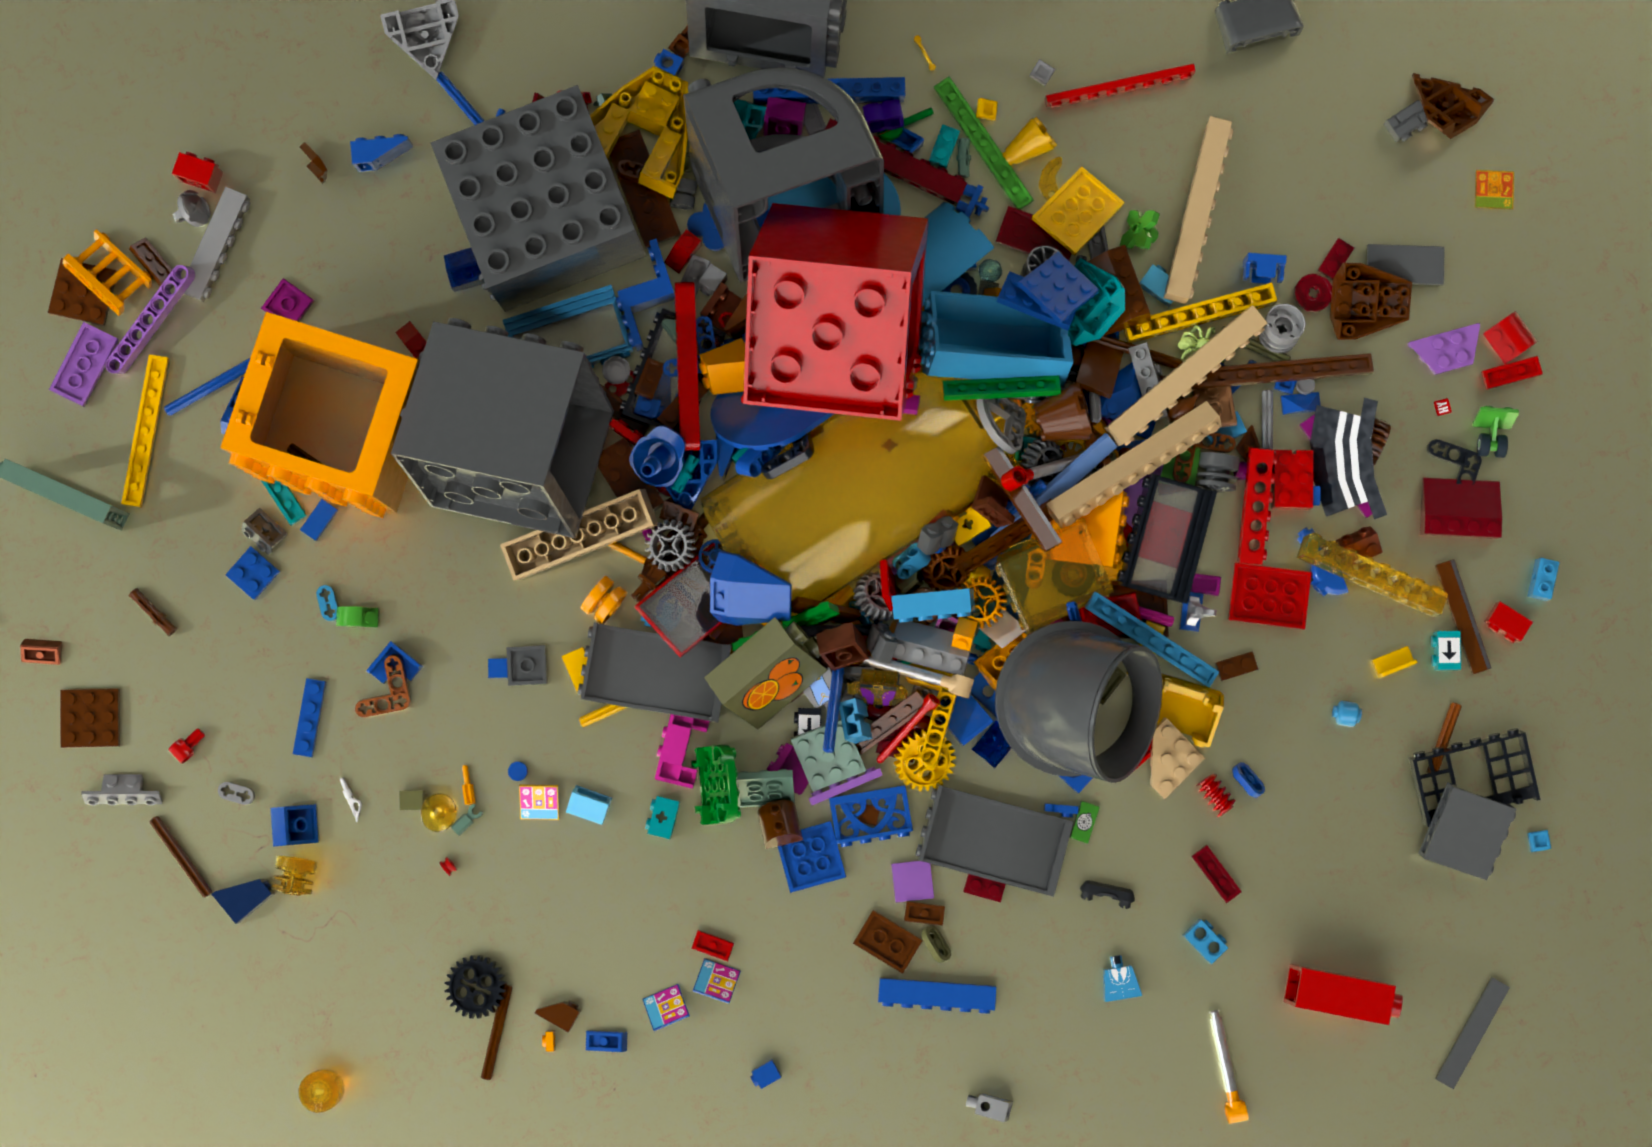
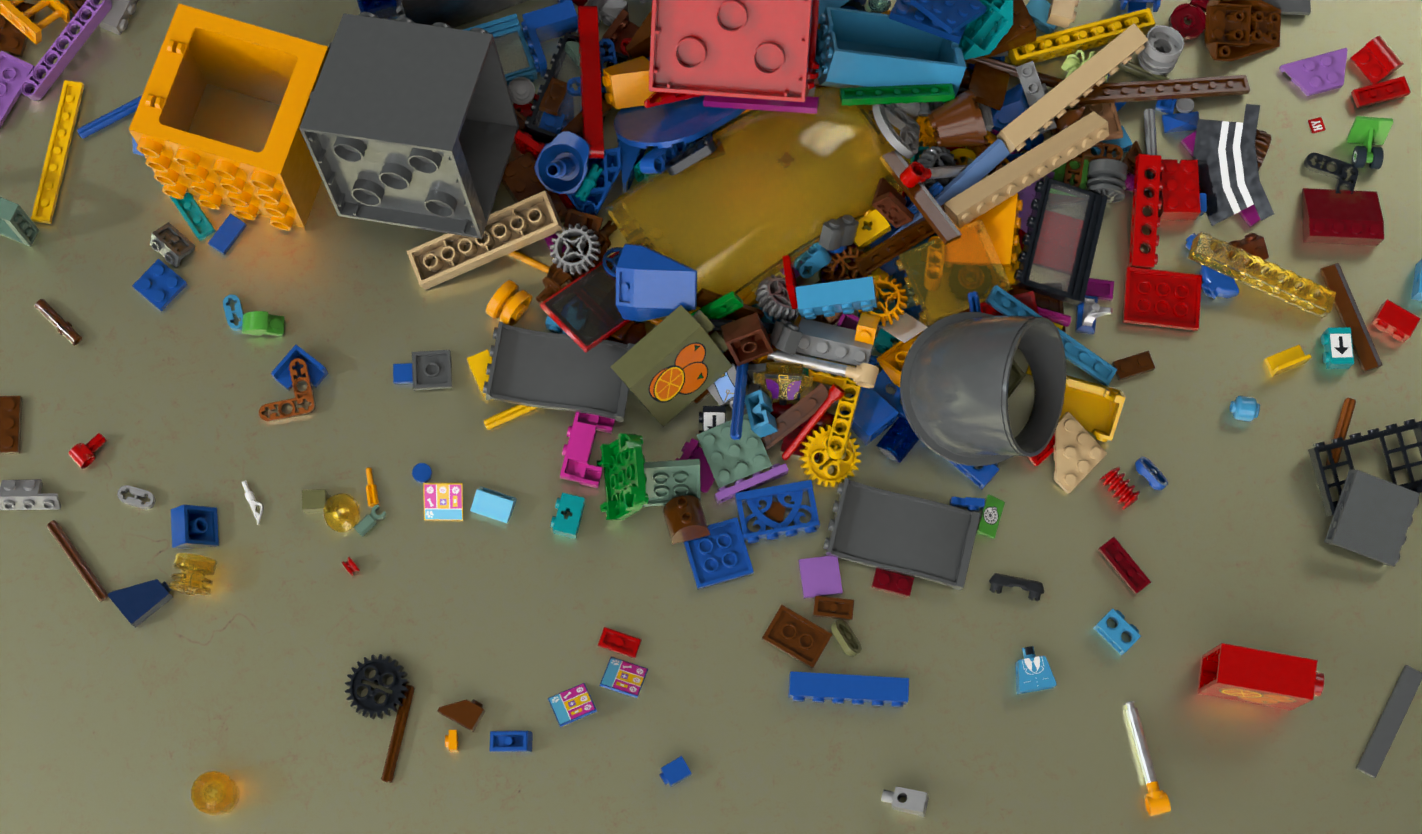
camera: 10 degrees left, 10 degrees down
(309, 717) = (212, 423): blue plate -> none

